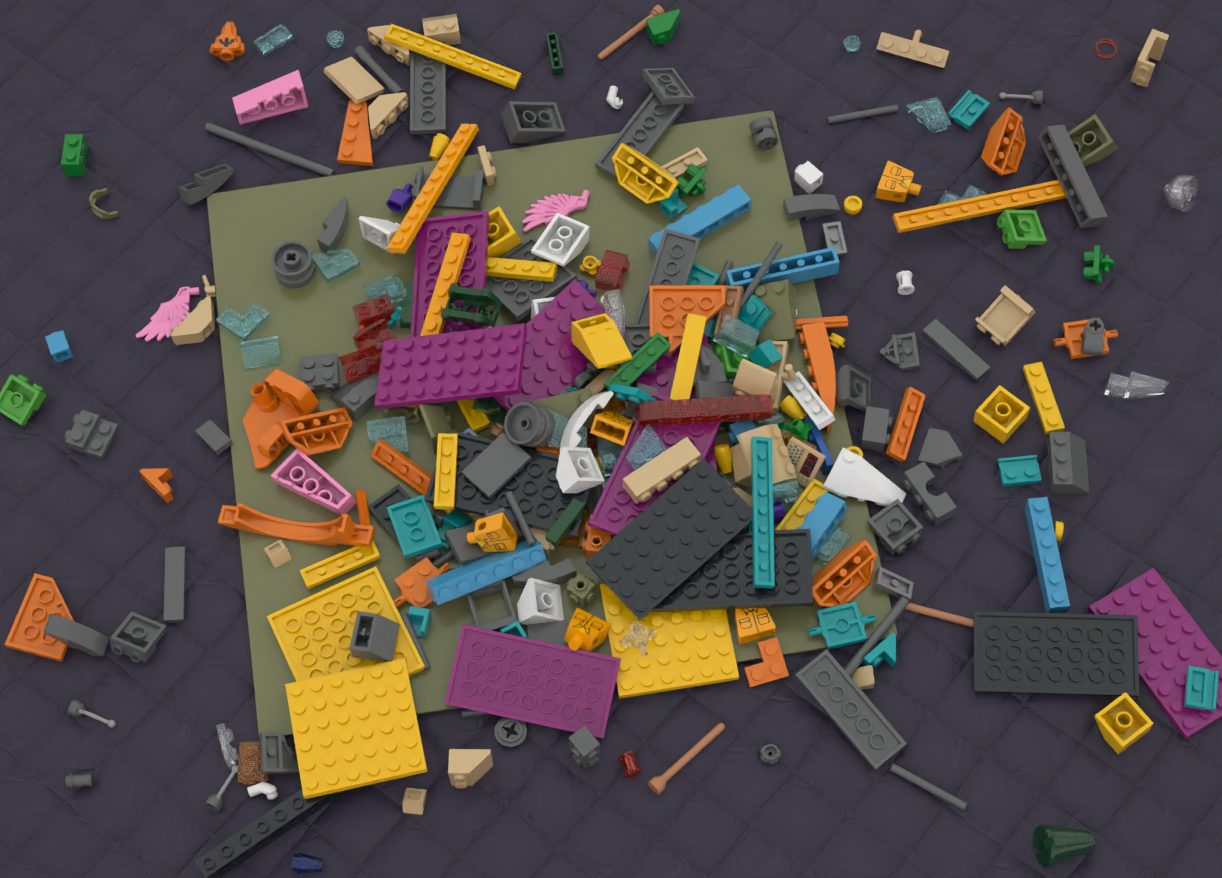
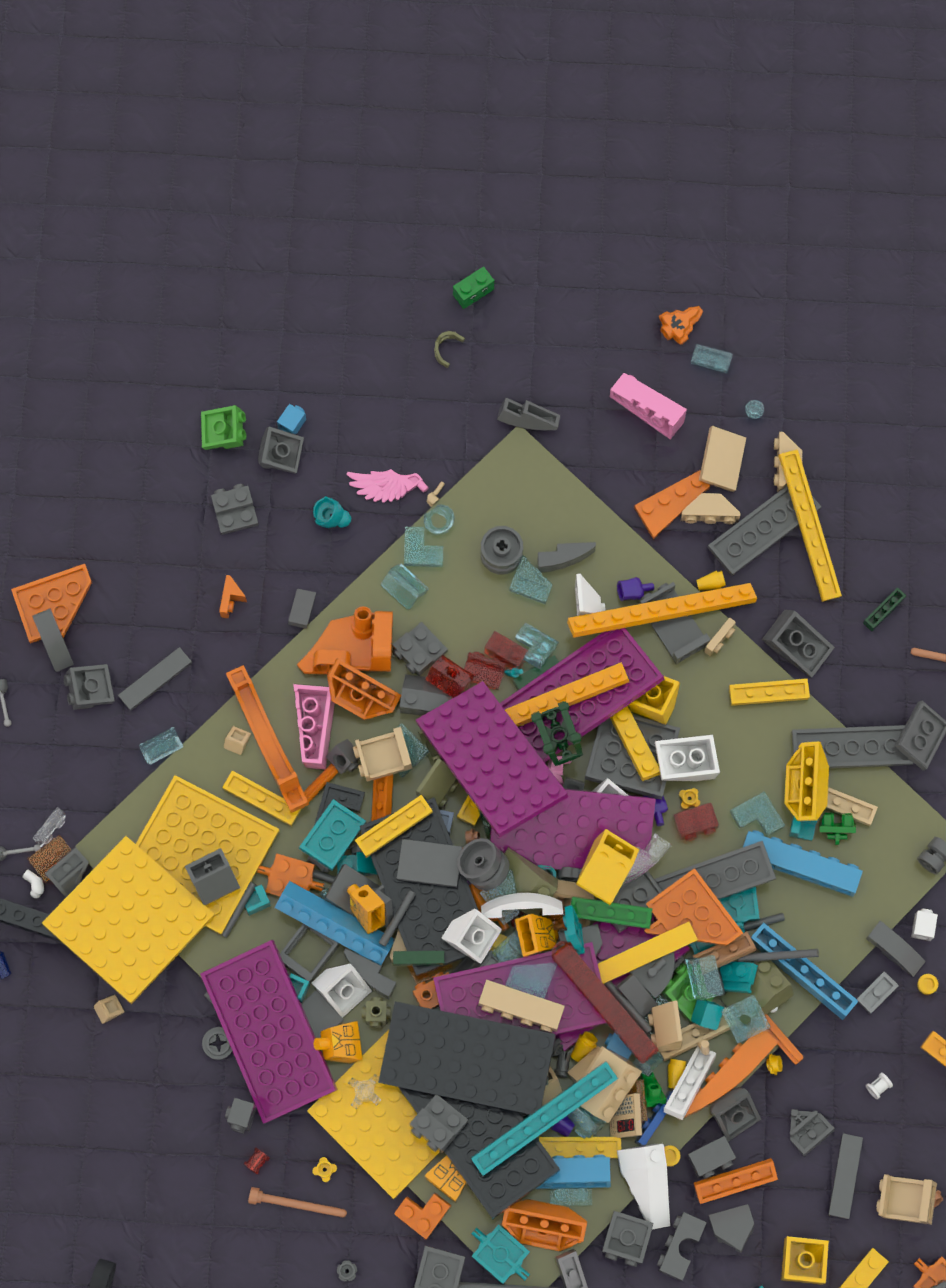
camera: 50 degrees right, 10 degrees up
(74, 370) = (280, 450): none -> dark grey slope
(151, 364) = (326, 507): none -> teal piece
(196, 325) = (393, 514): tan slope -> none
(231, 285) = (442, 510): none -> clear light blue piece
(233, 614) = (161, 746): none -> clear light blue slope
(273, 151) = (602, 442): dark grey piece -> none
(356, 486) = (343, 757): none -> dark grey brick
(382, 446) = (383, 755): none -> tan panel
(391, 84) = (744, 492): dark grey piece -> none
(442, 29) = (833, 492): tan slope -> none
(468, 766) = (159, 1032): tan slope -> none
(546, 209) = (722, 726): bright pink animal -> none
(554, 161) = (769, 692): none -> yellow plate
(612, 99) = (876, 693): white arm -> none
(636, 224) = (758, 809): none -> clear light blue plate
(675, 711) = (323, 1163): none -> yellow plate
(707, 595) = (438, 1124): none -> dark grey plate
(779, 331) = (750, 1007): none -> clear light blue piece

